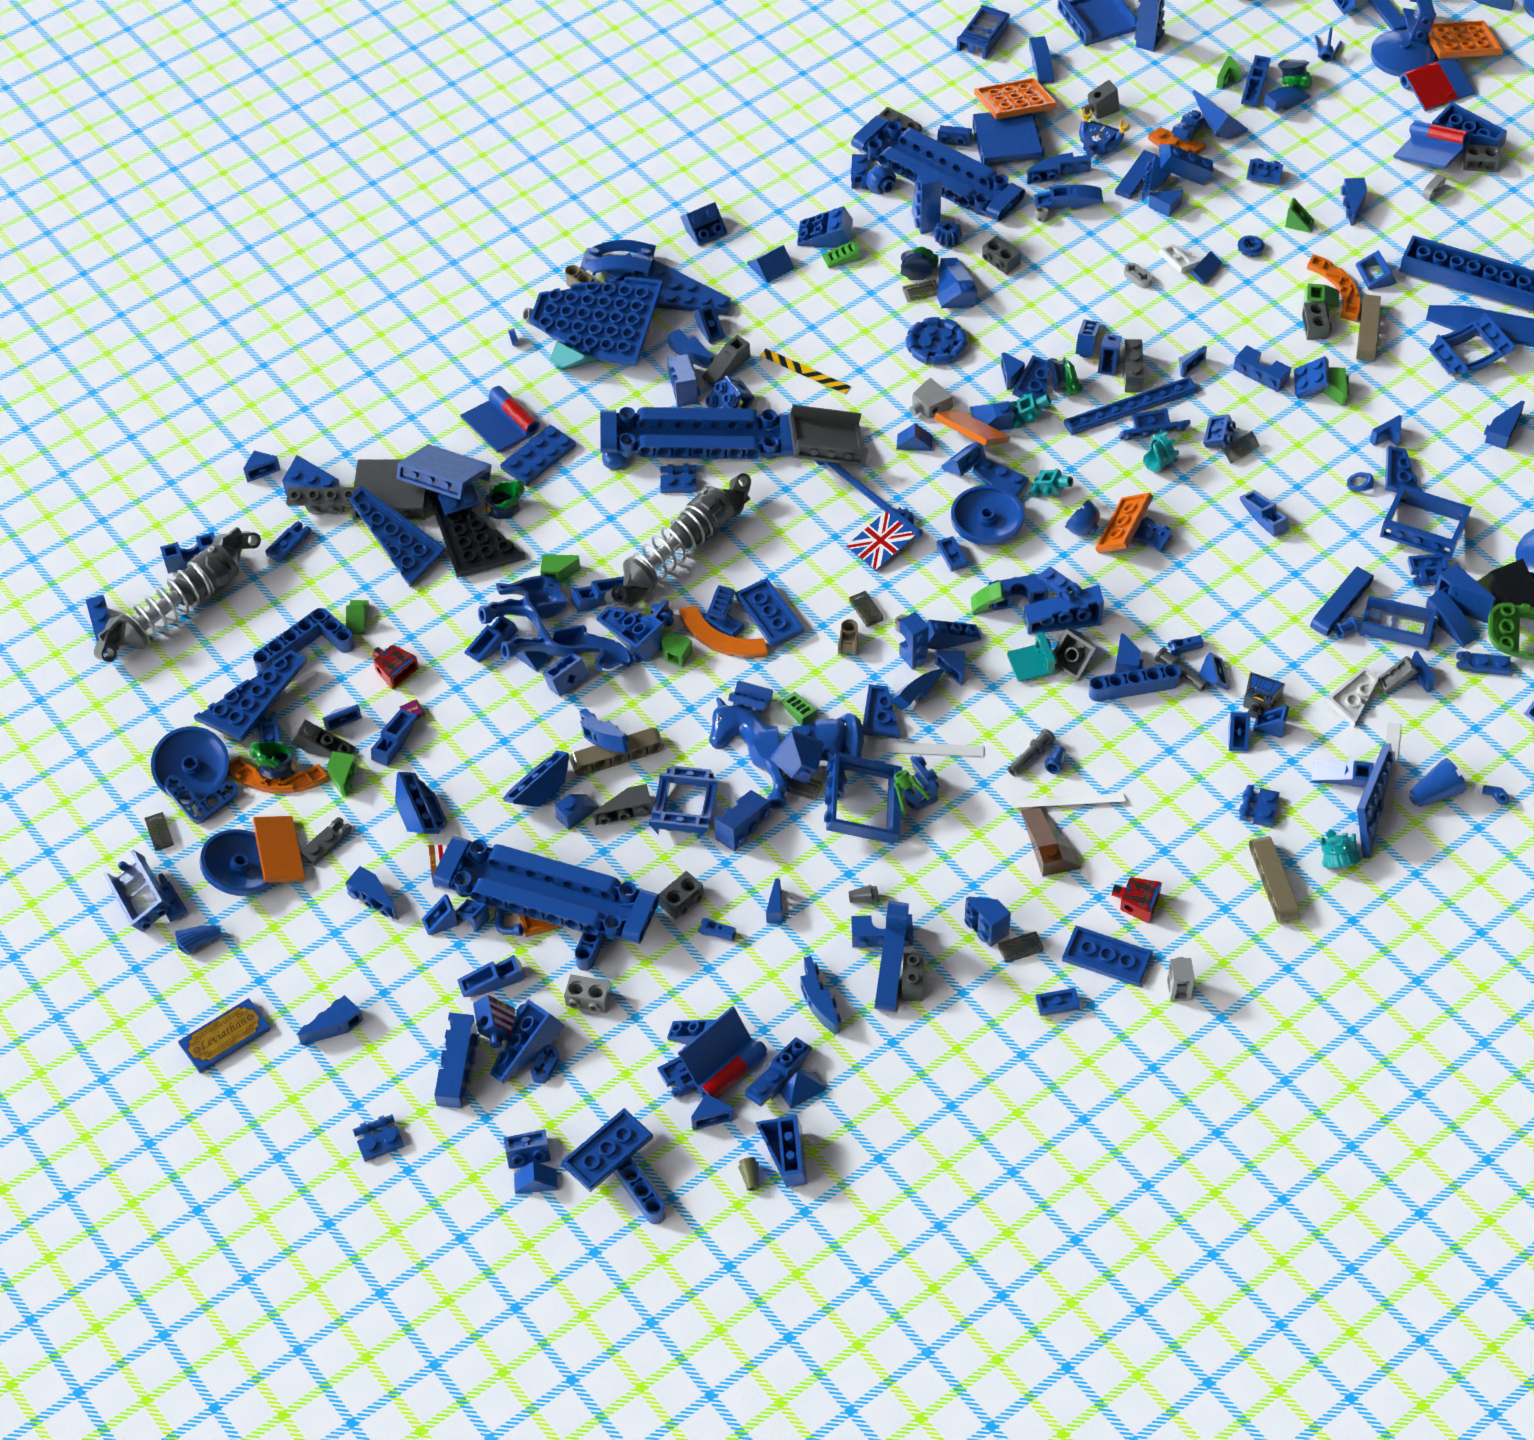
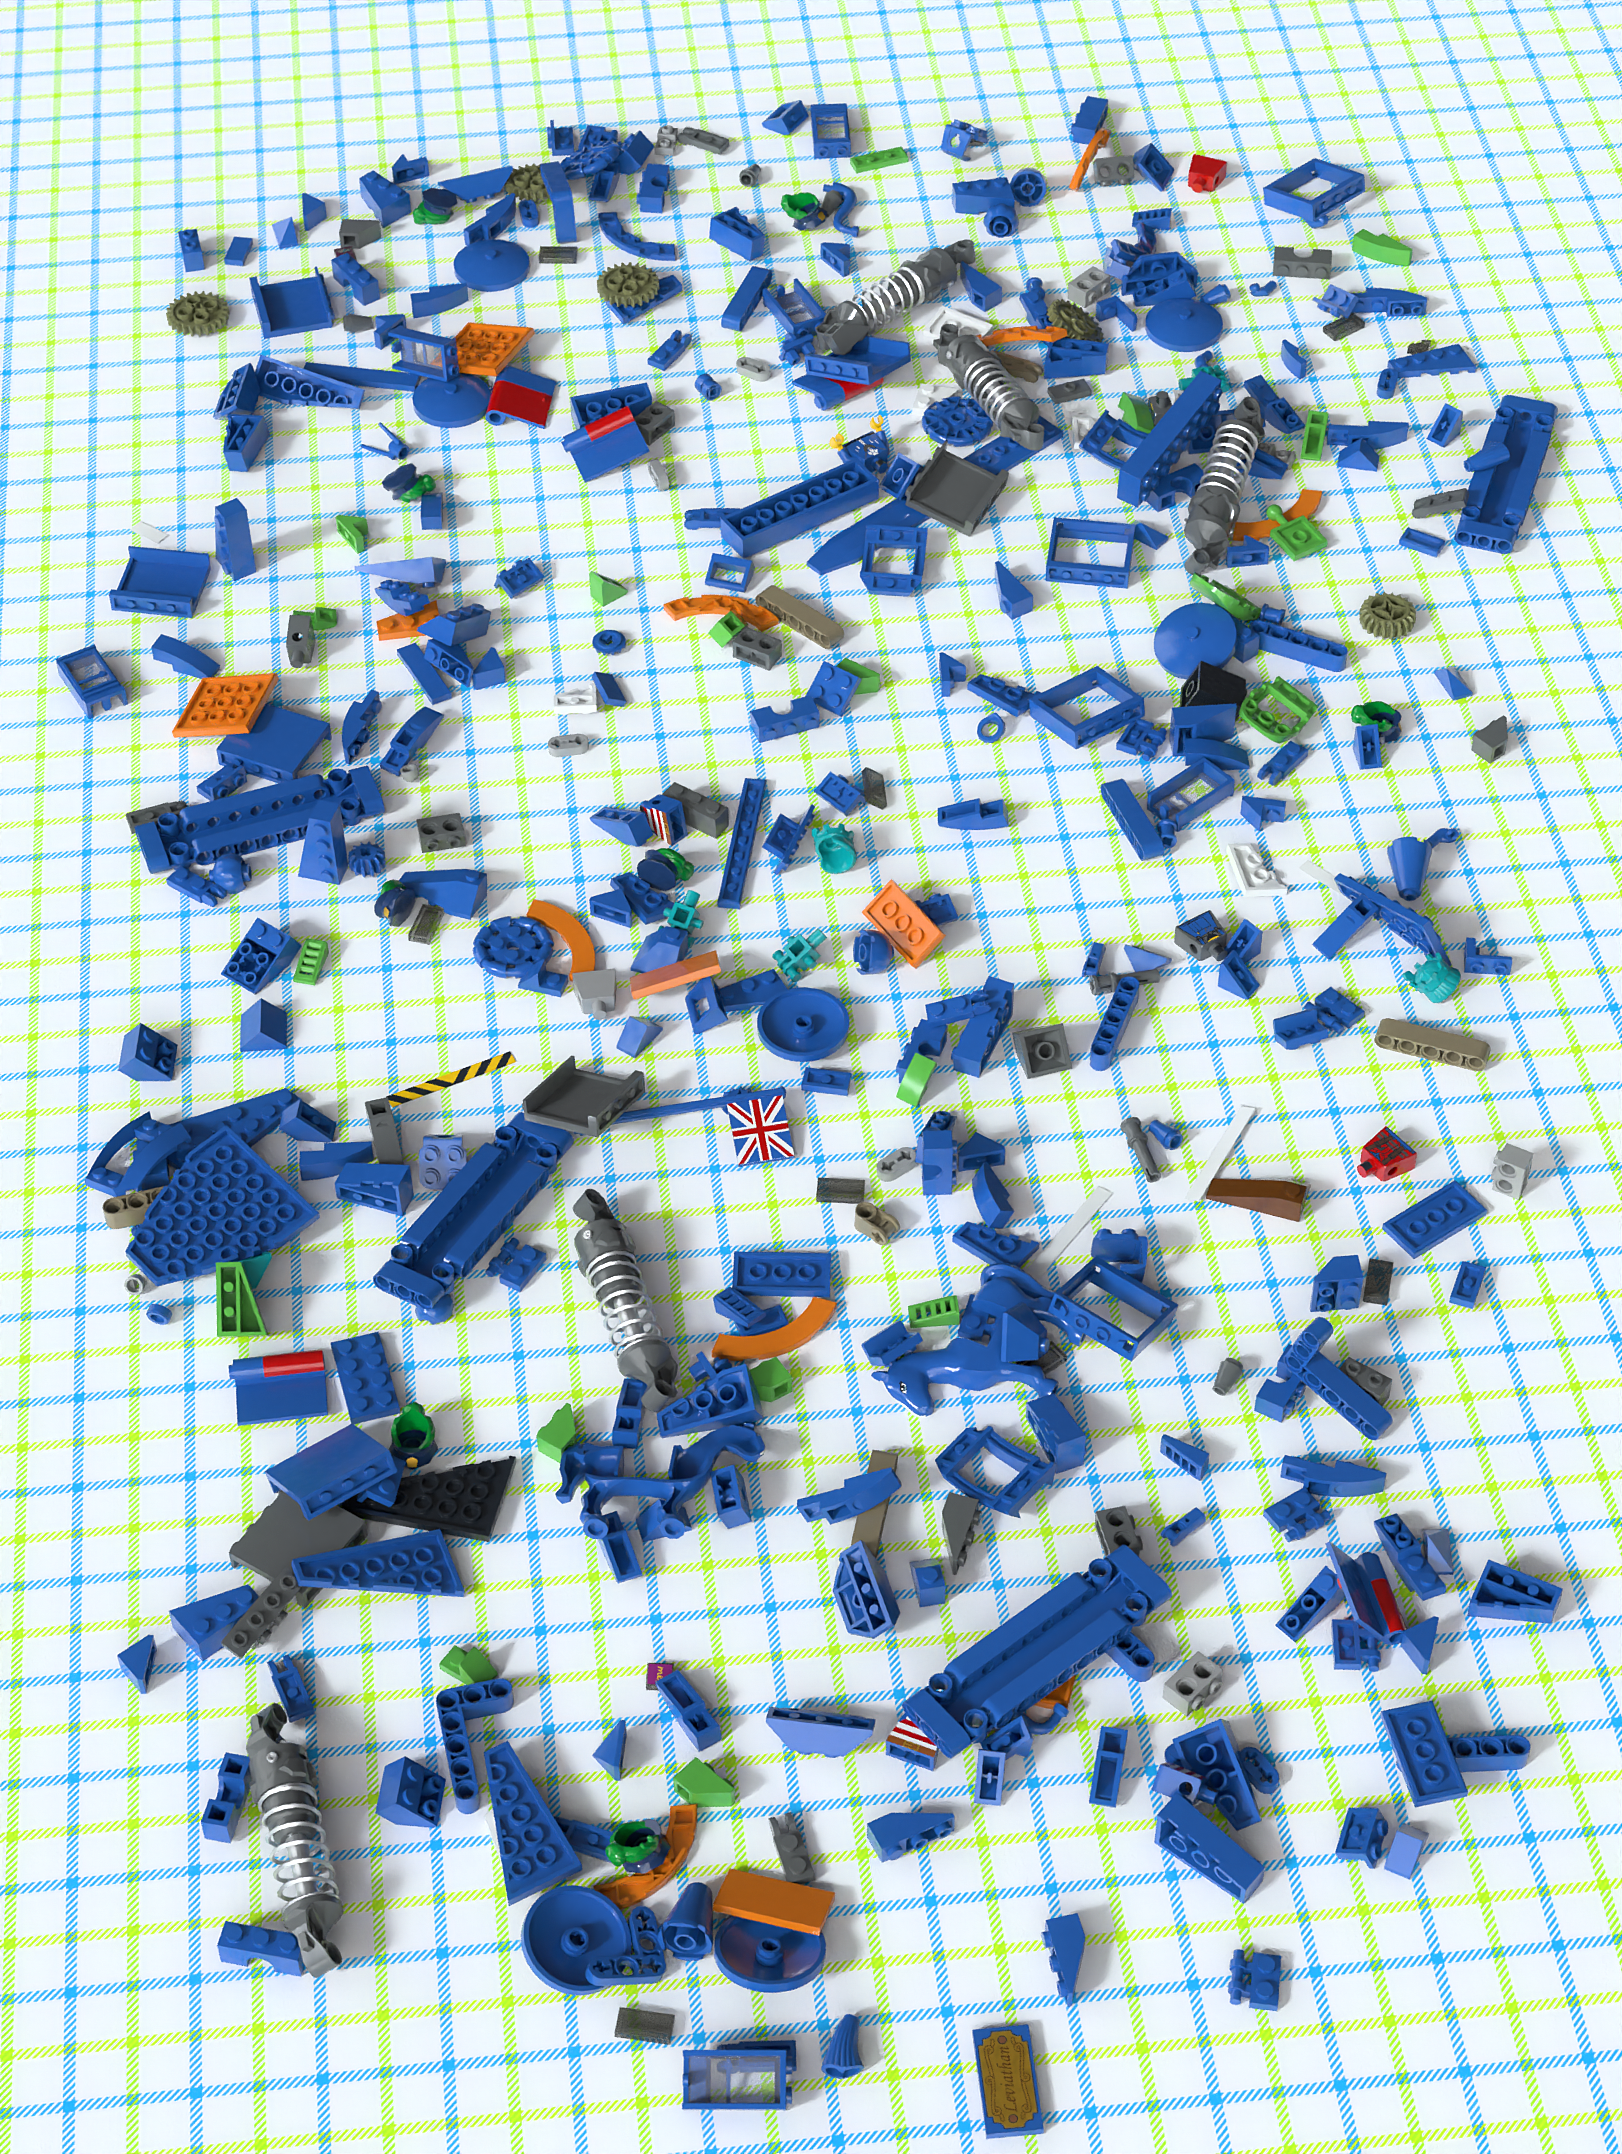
camera: 60 degrees left, 5 degrees down
(238, 812) = (689, 1924): none -> blue cone
(247, 635) = (410, 1794): none -> blue slope
(319, 741) = (638, 1789): dark grey slope -> none
(394, 664) = (578, 1662): red torso -> none
(537, 362) = (236, 1303): none -> bright green wedge
(750, 1173) = (1518, 1645): olive cone -> none
(776, 986) = (1292, 1510): none -> blue plate
(906, 781) = (1127, 1258): bright green plant -> none
(920, 370) = (543, 981): none -> blue slope
(973, 364) = (571, 932): none -> orange tile
(1033, 660) = (1023, 1085): teal bracket -> none
(1100, 137) = (347, 672): blue torso -> none
(1128, 656) = (1077, 1012): blue slope -> none
(1133, 99) = (321, 618): none -> bright green slope
(1191, 360) = (723, 766): blue slope -> none
(1219, 791) = (1299, 1029): none -> blue bracket
(1255, 80) = (383, 519): blue slope -> none
(1354, 195) = (619, 535): blue slope -> none
(1380, 869) = (1484, 964): none -> blue bracket
(1397, 675) = (1258, 825): dark grey plate -> none
(1417, 229) = (706, 517): none -> blue hinge

